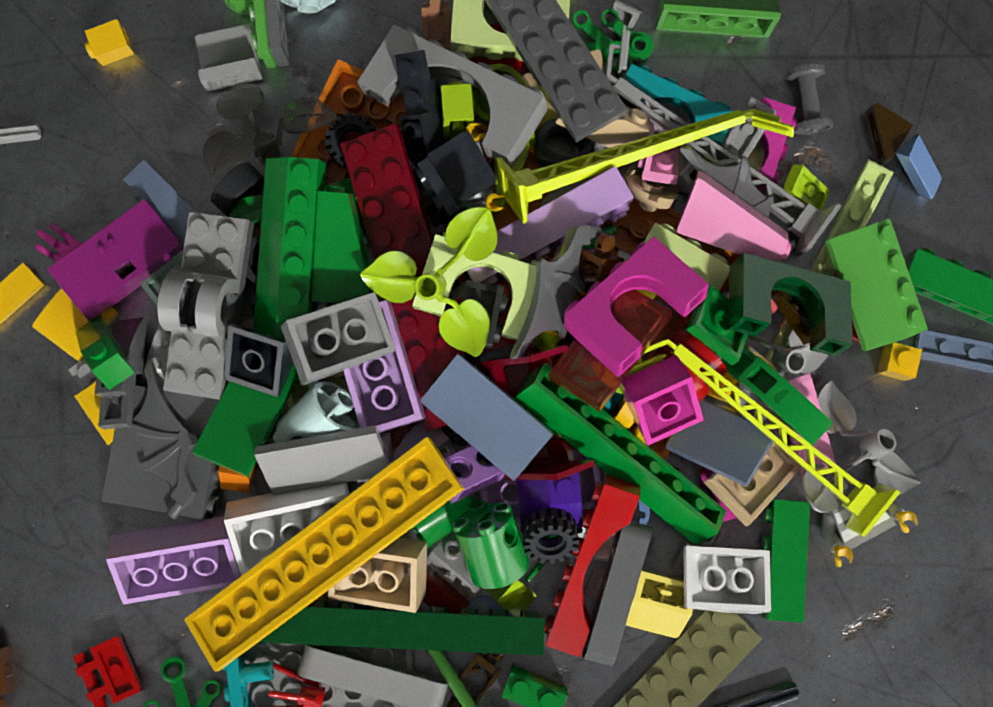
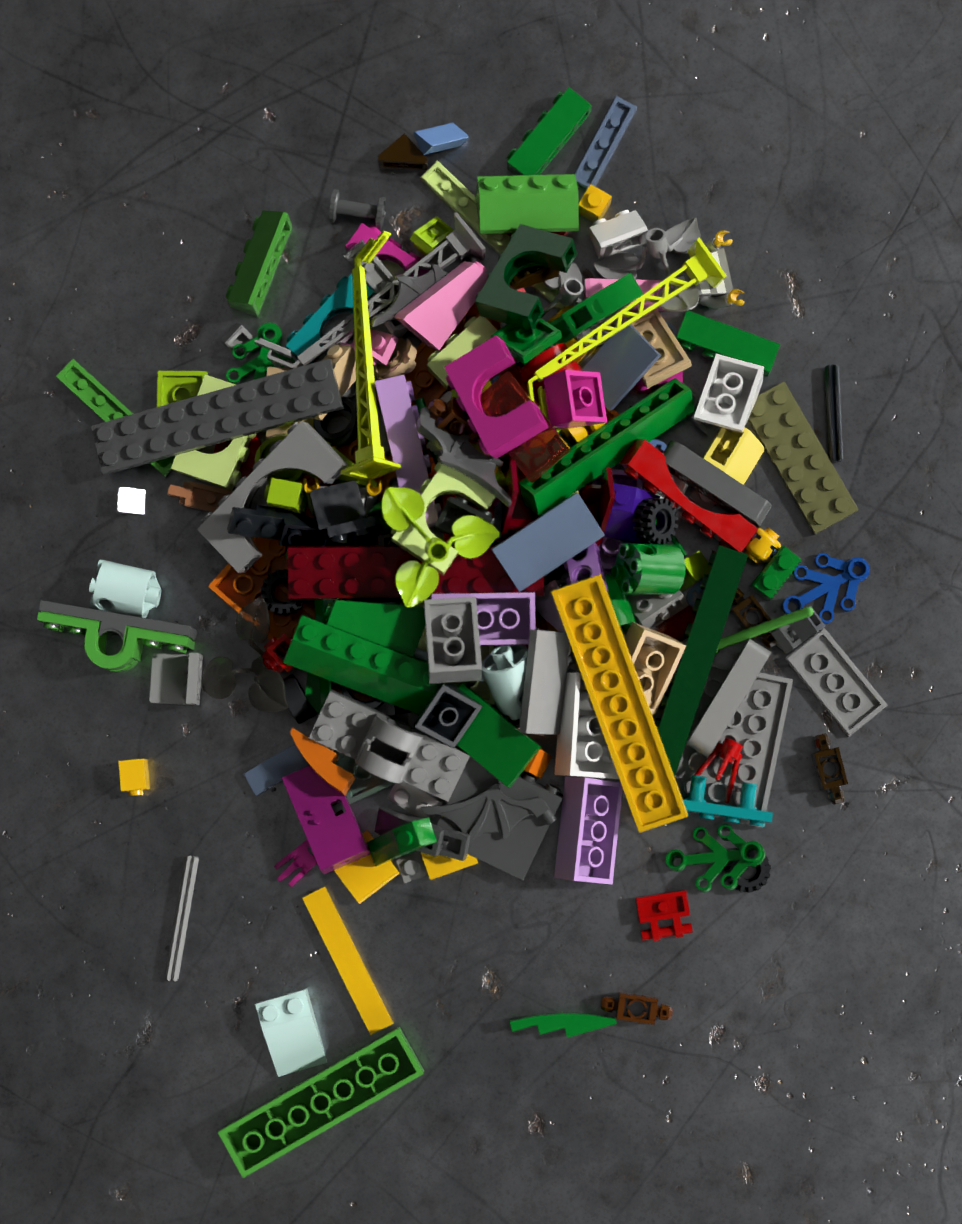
camera: 65 degrees left, 0 degrees up
(167, 237) = (323, 762): none -> orange slope
(284, 145) = (274, 647): none -> red brick
(562, 668) = (763, 546): none -> yellow head
(873, 398) = (617, 234): none -> white slope

